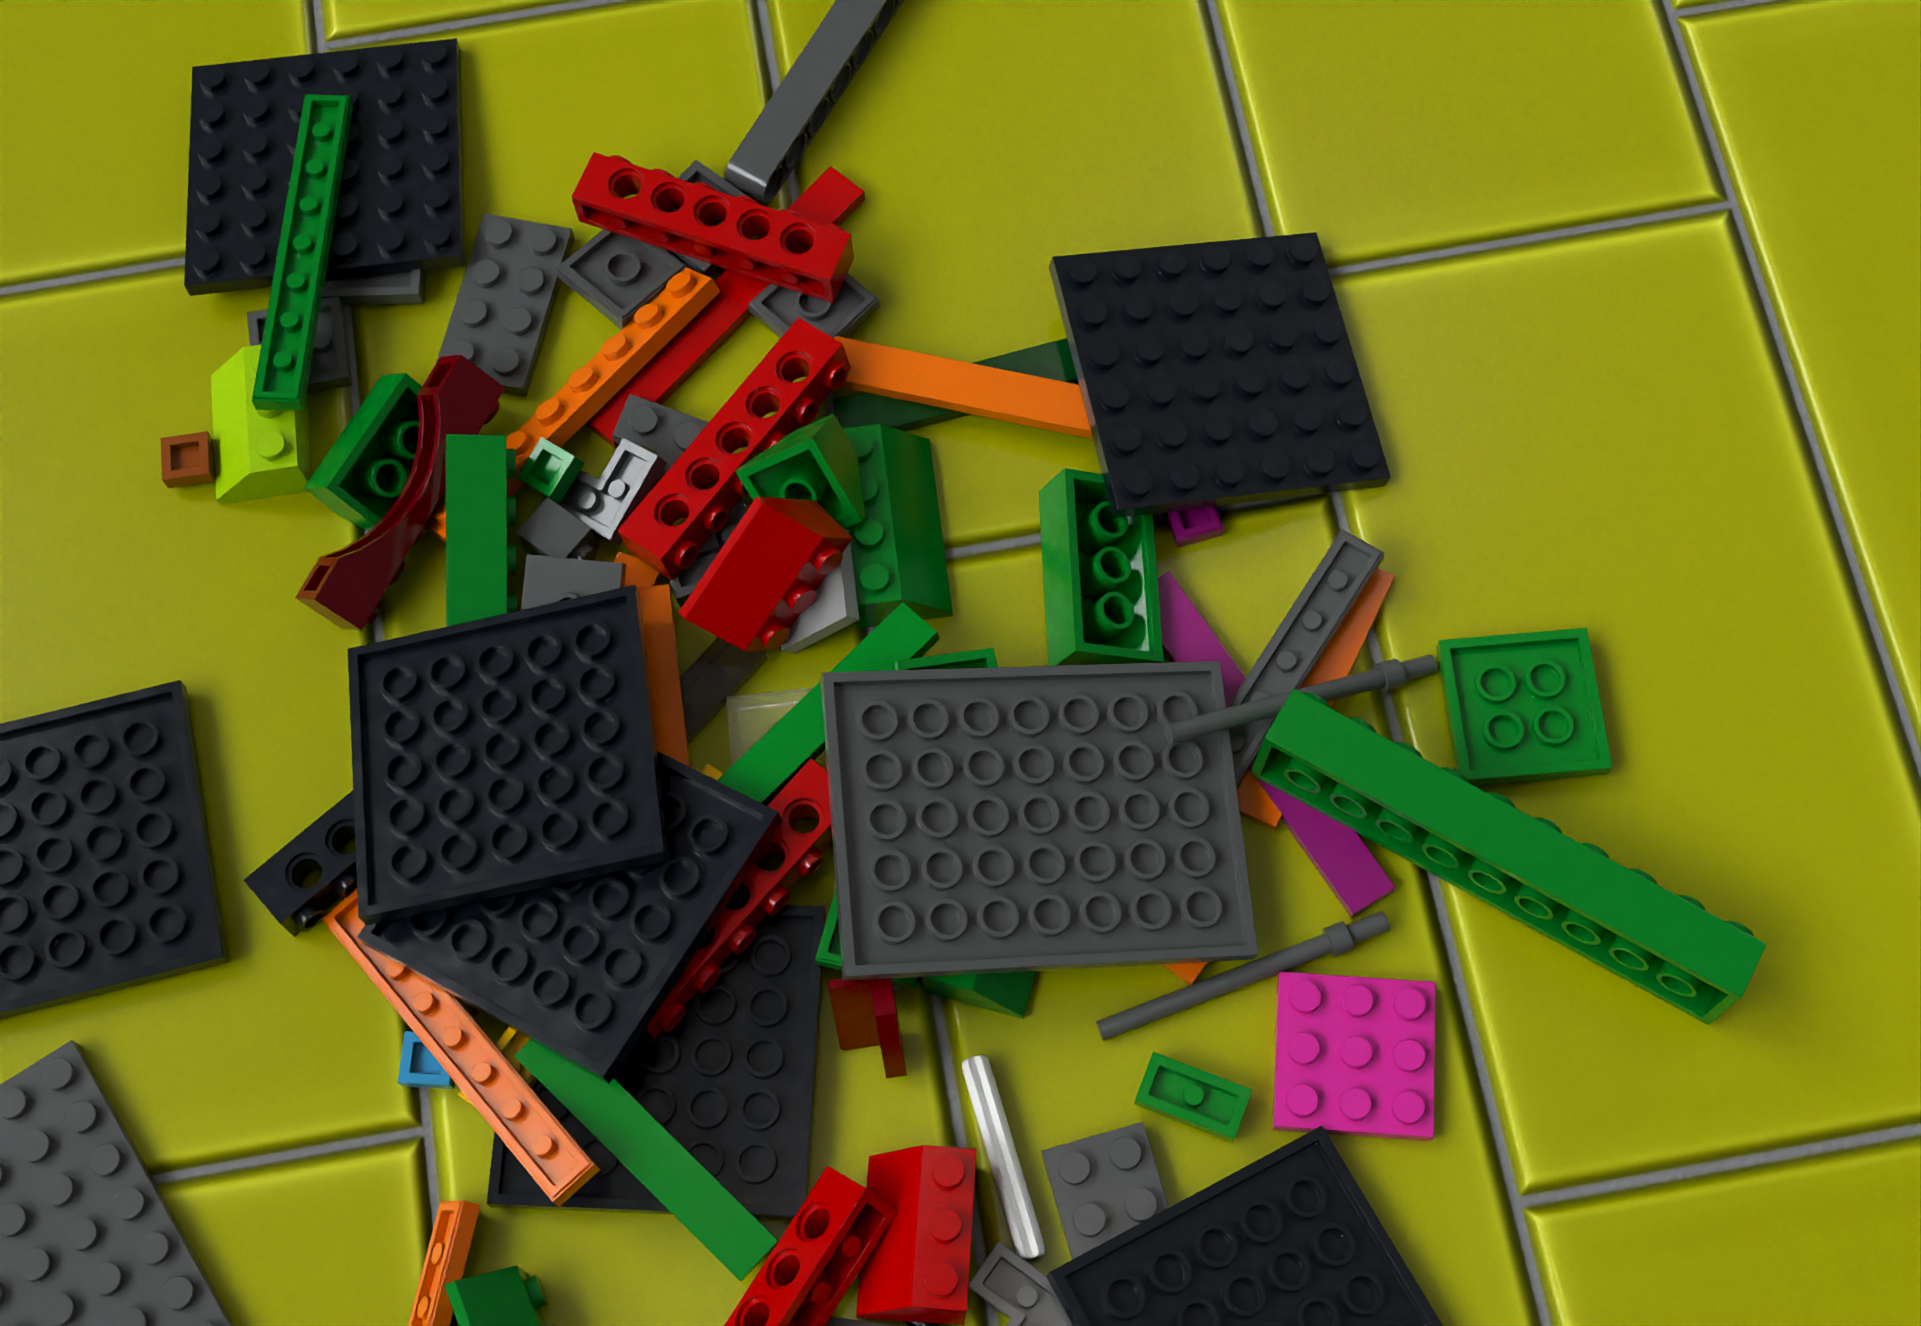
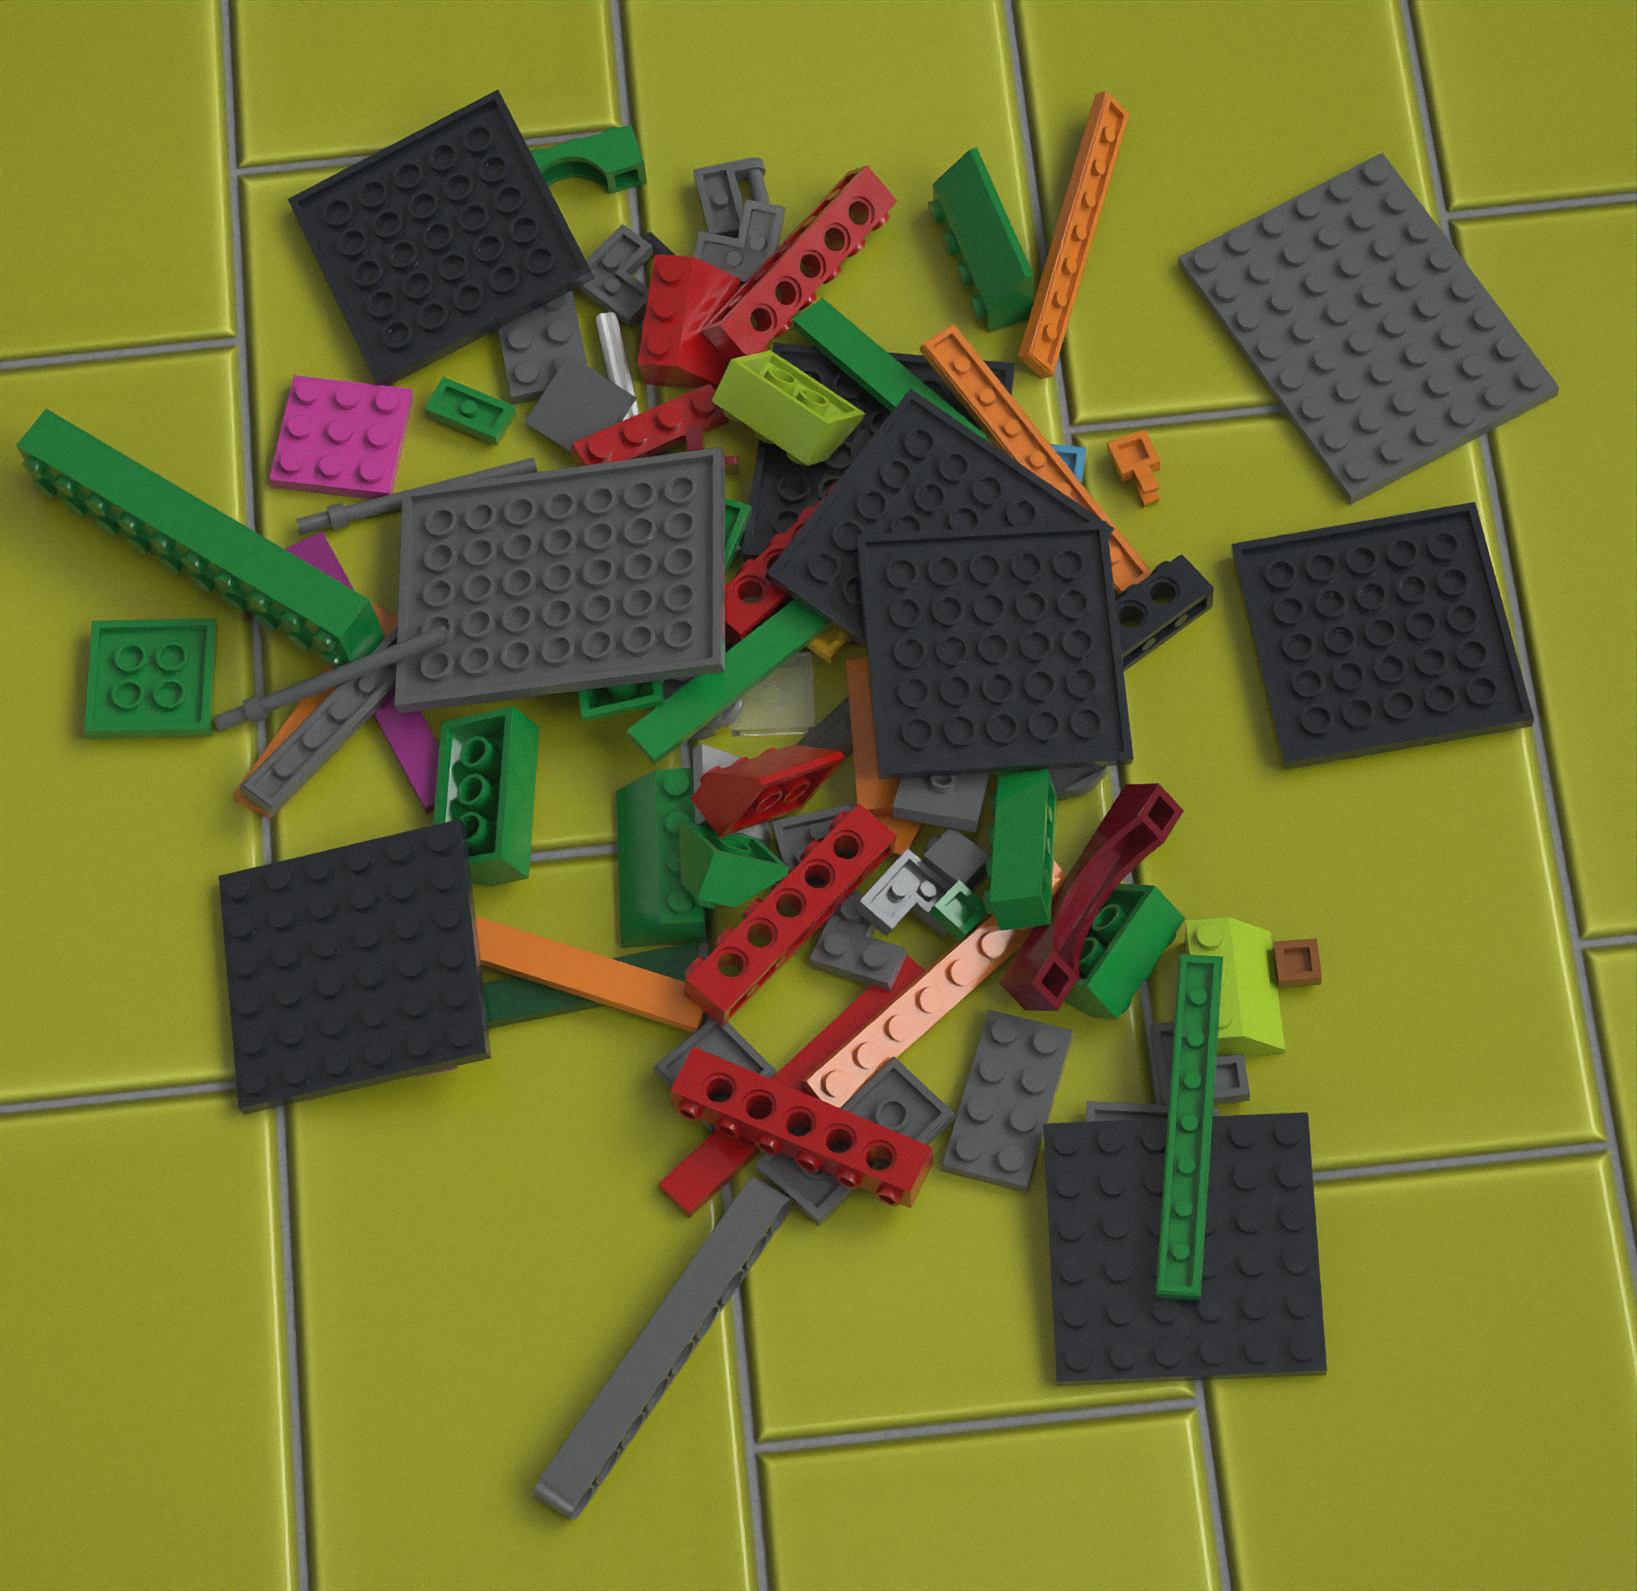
camera: 175 degrees left, 5 degrees down
(338, 1074) = (1137, 460): none -> orange plate
(773, 1100) = (786, 407): none -> lime slope
(953, 1068) = (651, 430): none -> red plate
(1047, 1099) = (578, 404): none -> dark grey tile

